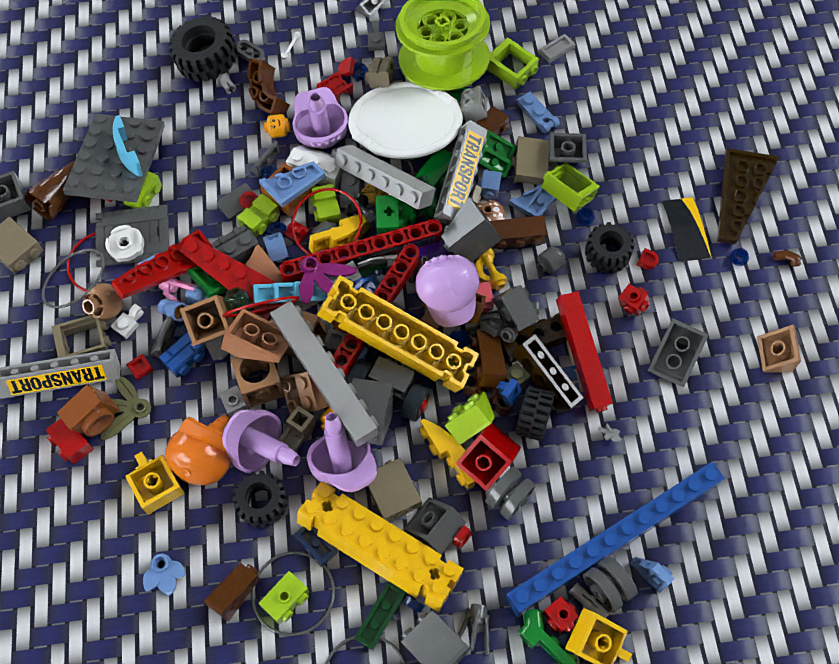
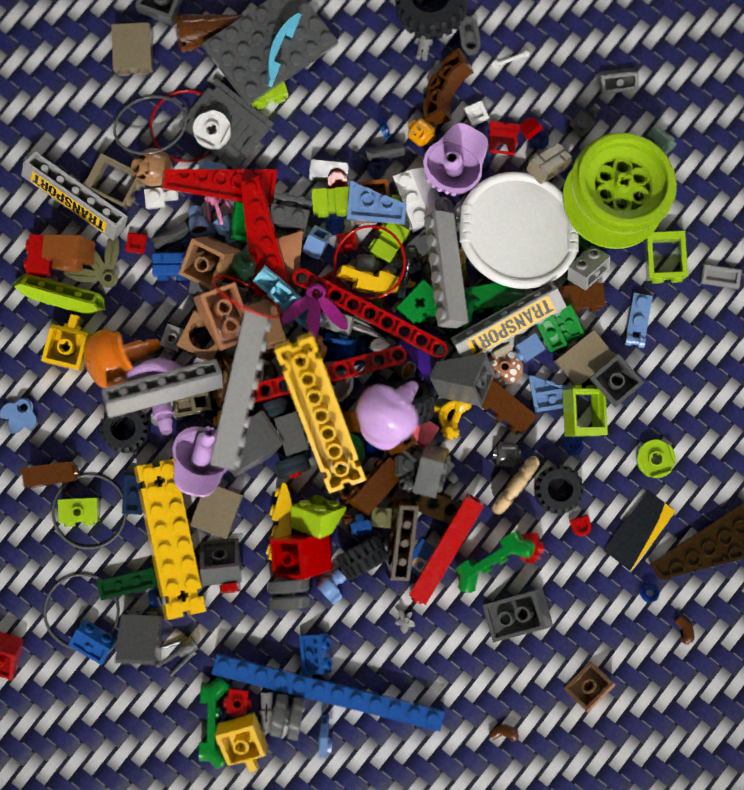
camera: 45 degrees right, 20 degrees up
(105, 456) = (59, 294): none -> lime brick
(248, 144) = (384, 128): none -> clear blue tile
(260, 429) = (162, 388): none -> light grey brick
(301, 86) = (476, 113): none -> white plate
(531, 462) = (329, 588): none -> medium blue piece
(576, 521) = (315, 654): none -> blue bracket
(580, 260) = (515, 485): none -> tan plate
(623, 301) = (471, 569): none -> green plate
(642, 185) = (645, 454): none -> lime plate
(762, 437) = (505, 730): none -> reddish brown arm

